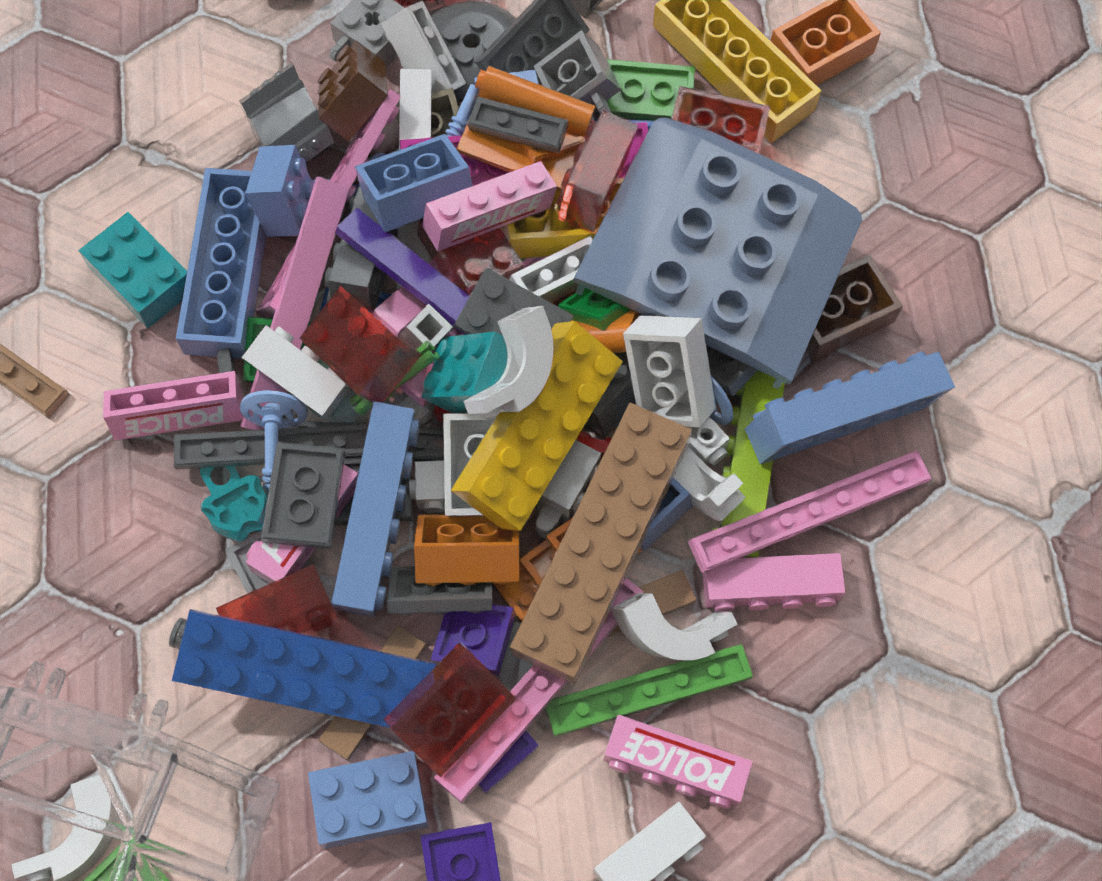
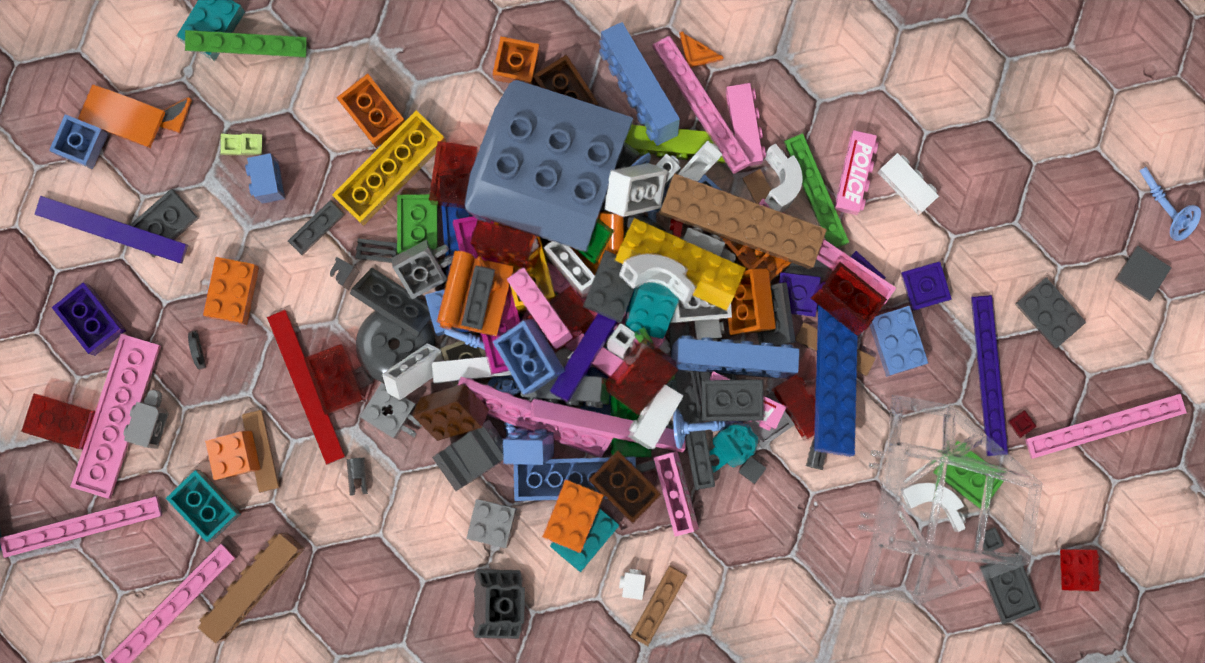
camera: 90 degrees left, 15 degrees up
(46, 332) = (632, 584): none -> white brick
(63, 144) = (498, 604): none -> dark grey slope
(161, 236) = (572, 516): none -> orange brick
(182, 145) = (491, 523): none -> light grey brick
(190, 312) = (625, 487): none -> reddish brown brick
(193, 534) = (752, 470): none -> dark grey tile
(617, 20) = (378, 243): none -> dark grey tile
(895, 239) = (516, 60): none -> orange brick
(900, 521) = (697, 53): none -> orange tile

